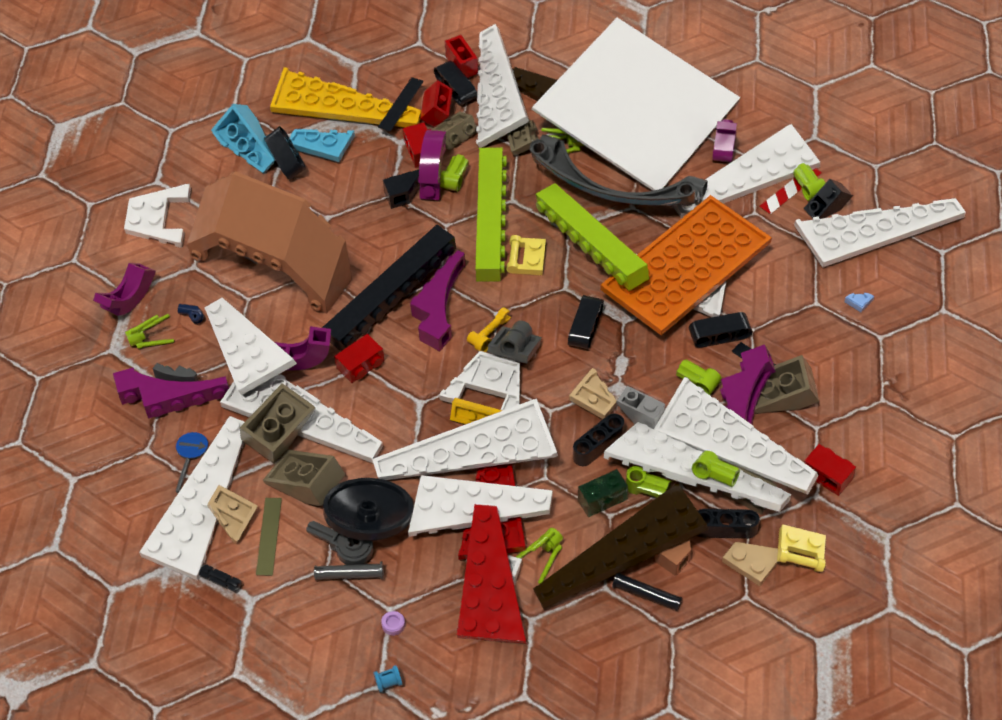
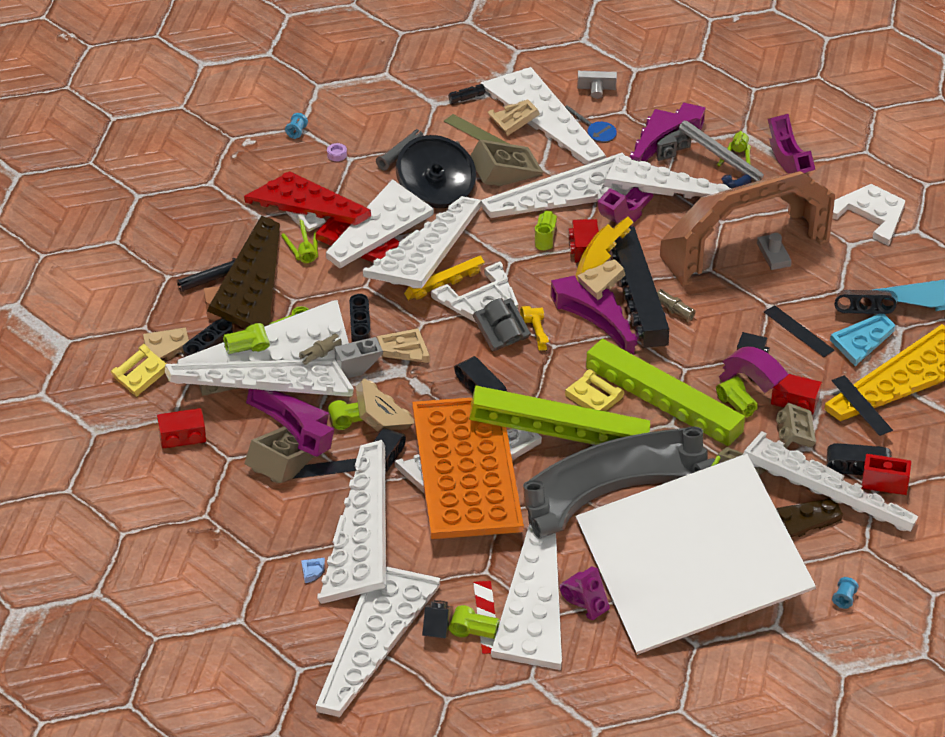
camera: 125 degrees right, 10 degrees down
(126, 484) = (597, 82): none -> light grey tile
(166, 333) = (720, 151): none -> light grey axle
(276, 423) = (562, 157): dark tan slope -> none
(341, 187) = (799, 331): none -> black sticker
(369, 393) = (545, 230): none -> lime piece
(376, 326) = (601, 244): none -> yellow slope
(385, 259) = (676, 305): none -> dark tan pin
(411, 302) = (601, 277): none -> tan wing
(436, 103) = (836, 423): red brick -> none
(584, 31) = (846, 589): none -> dark azure bush
(602, 493) = (311, 290): clear green brick -> none
(665, 427) = (320, 349): none -> dark tan pin
(686, 346) = (380, 409): none -> tan slope
(823, 273) = (360, 536): none -> white wing

